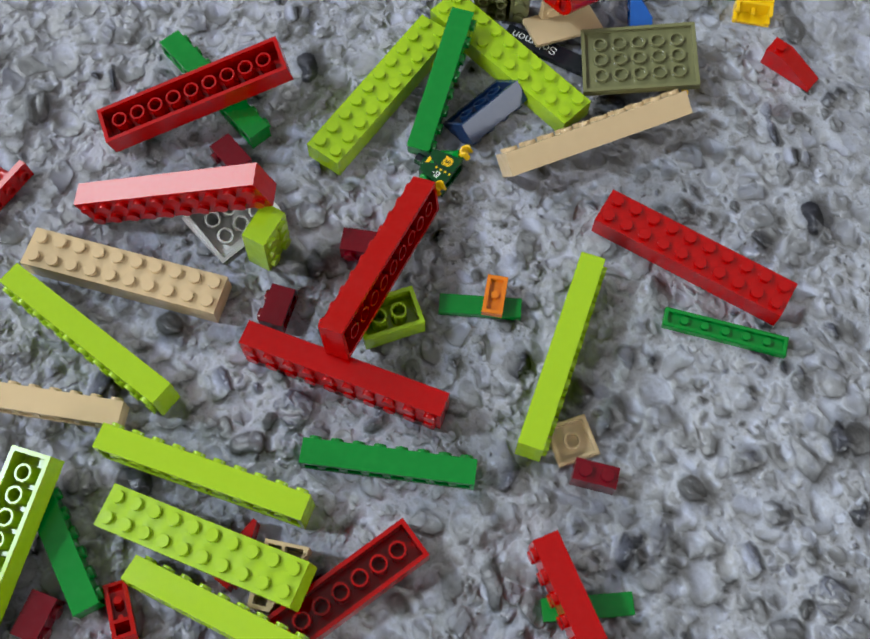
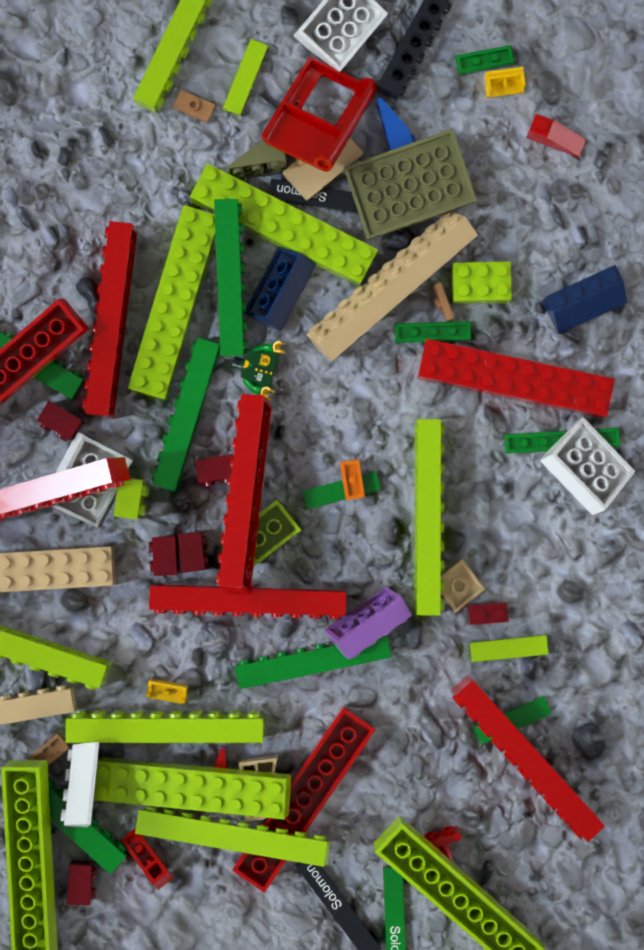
camera: 20 degrees left, 20 degrees up
(77, 462) = (52, 749): none -> medium nougat plate
(87, 501) = (80, 784): none -> white slope
(222, 442) = (167, 691): none -> yellow hinge
(307, 313) = (192, 552): none -> dark red brick
(314, 88) = (111, 320): none -> red brick
(351, 190) = (186, 415): none -> green brick
(463, 439) = (368, 622): none -> medium lavender slope
(602, 188) = (432, 330): none -> green tile
(607, 525) = (508, 648): none -> lime tile
(639, 169) = (442, 302): none -> medium nougat plate
(682, 162) = (481, 283): none -> lime brick
(746, 362) = (588, 466): none -> white slope
(784, 208) = (586, 299): none -> dark blue slope

